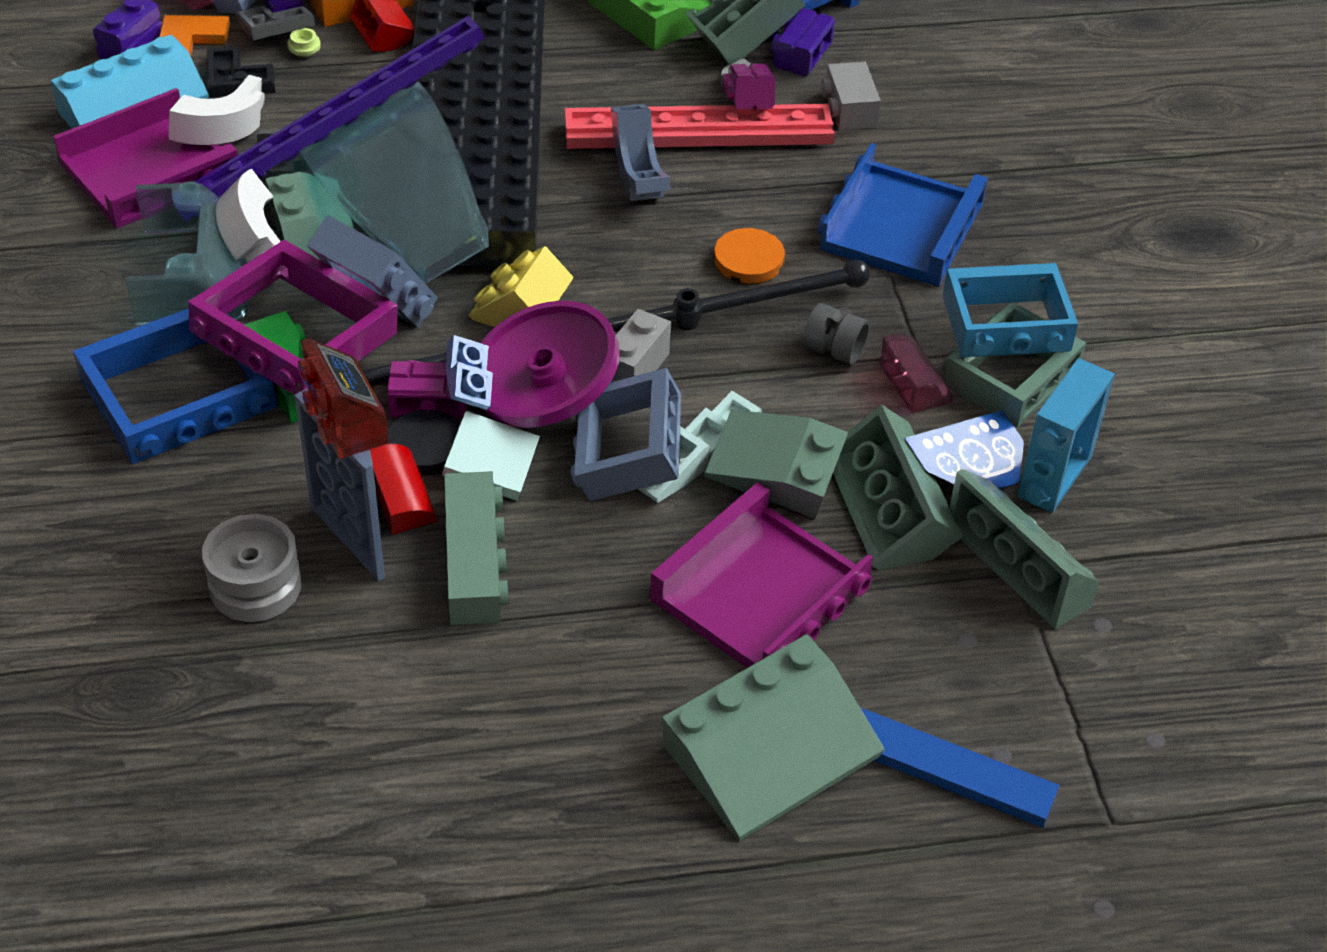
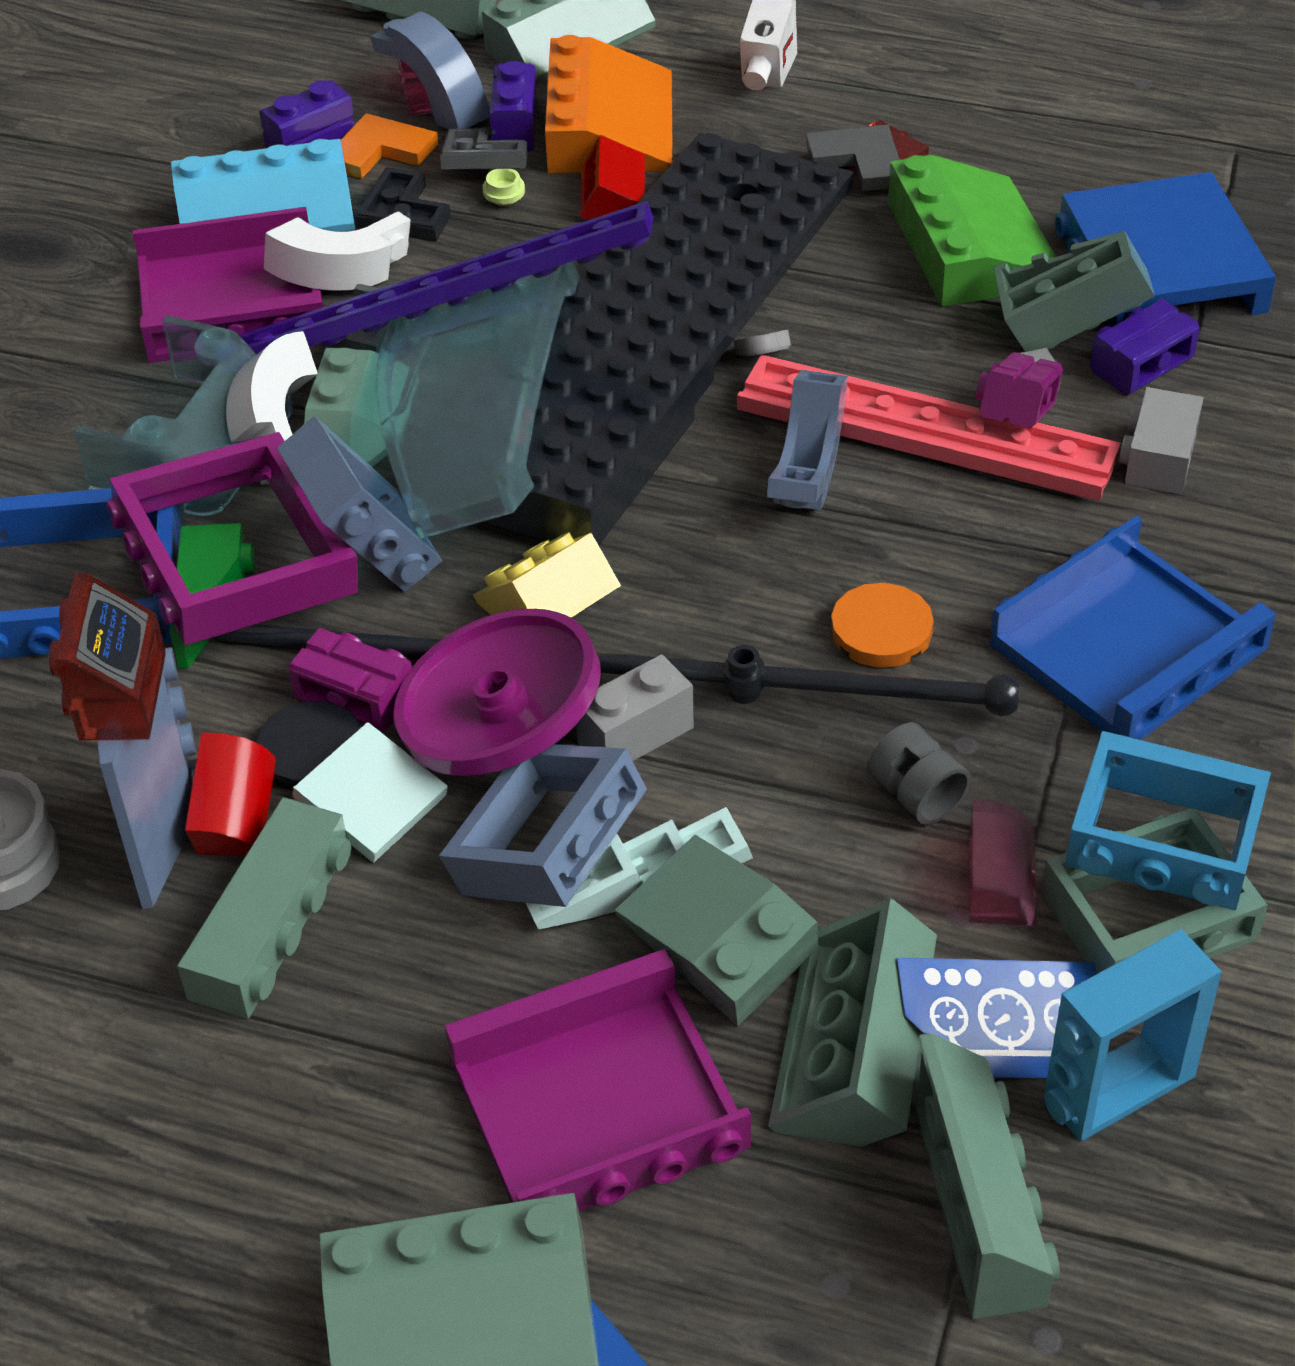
camera: 30 degrees right, 0 degrees up
(468, 372) = (392, 673): medium blue slope -> none
(558, 102) = (762, 343): none -> light grey tile

